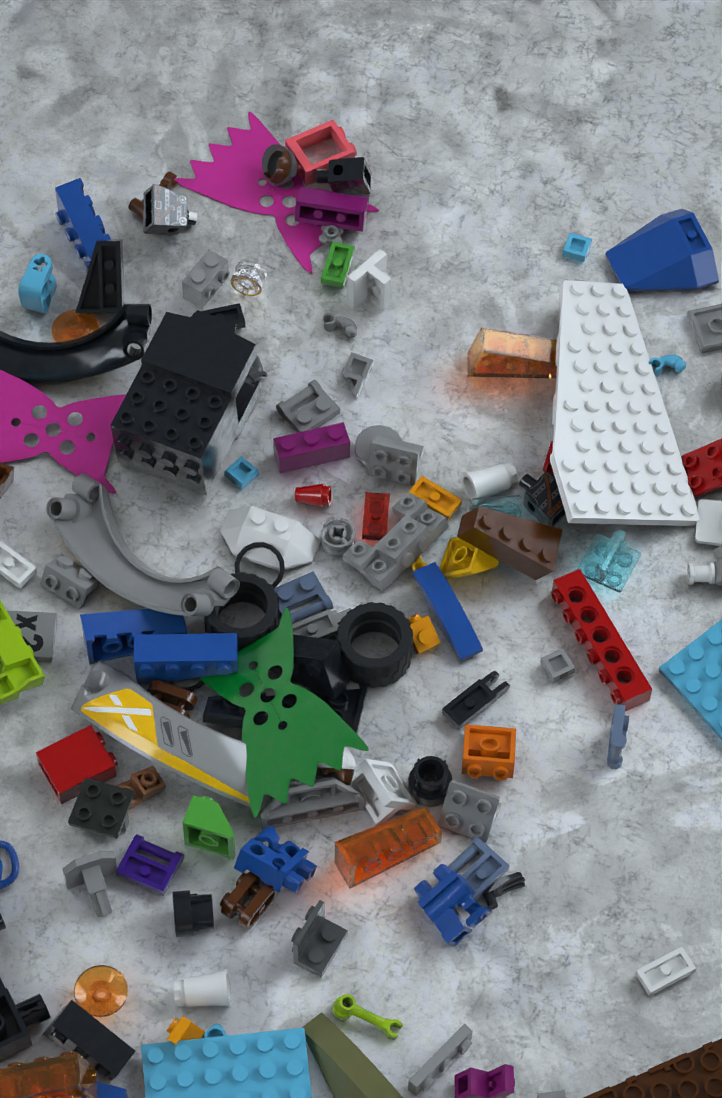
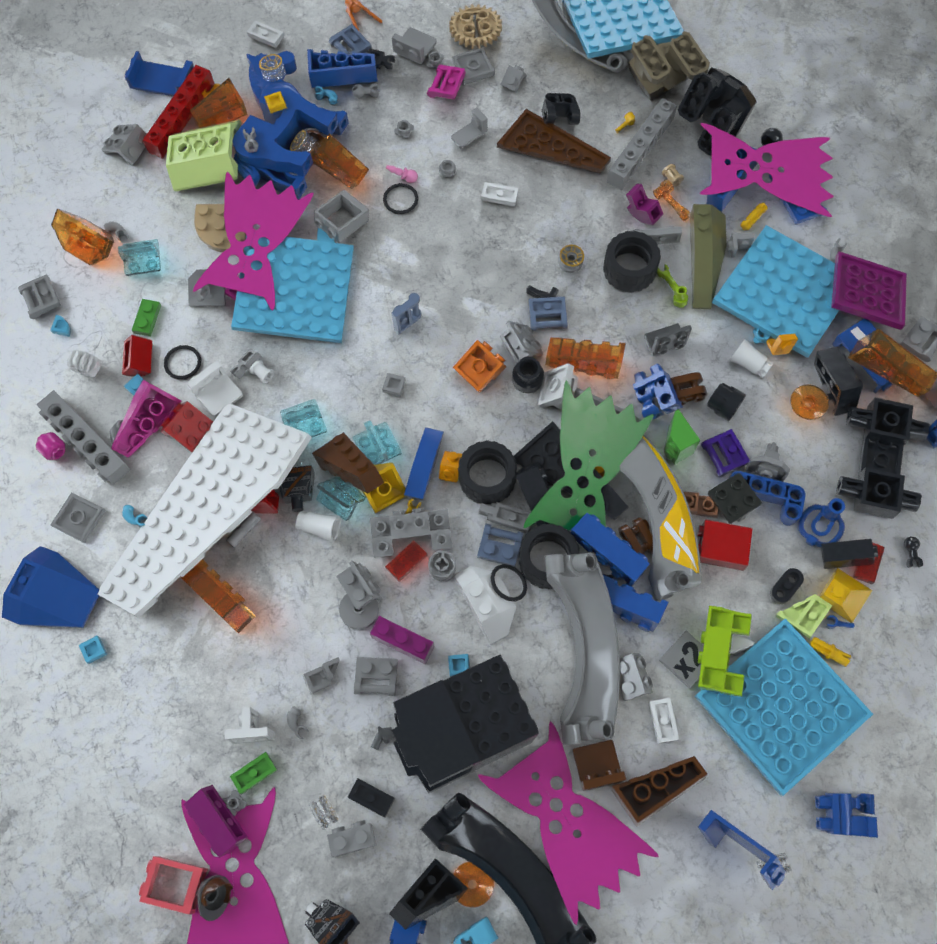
camera: 135 degrees left, 10 degrees up
(36, 481) = (598, 765): none -> reddish brown bracket
(73, 849) = (784, 498): none -> blue beam
(315, 495) = (429, 607): red cone -> none
(347, 176) = (175, 831): black torso -> none
(436, 497) = (360, 543): light orange plate -> none
(439, 966) = (634, 243): none -> black tyre
(444, 898) = (580, 304): blue hips -> none
(474, 700) = (458, 402): black hinge -> none
(505, 946) = (572, 252): none -> light grey wheel
(512, 596) = (377, 443): none -> clear light blue bracket
(576, 586) = (366, 336): red brick -> none

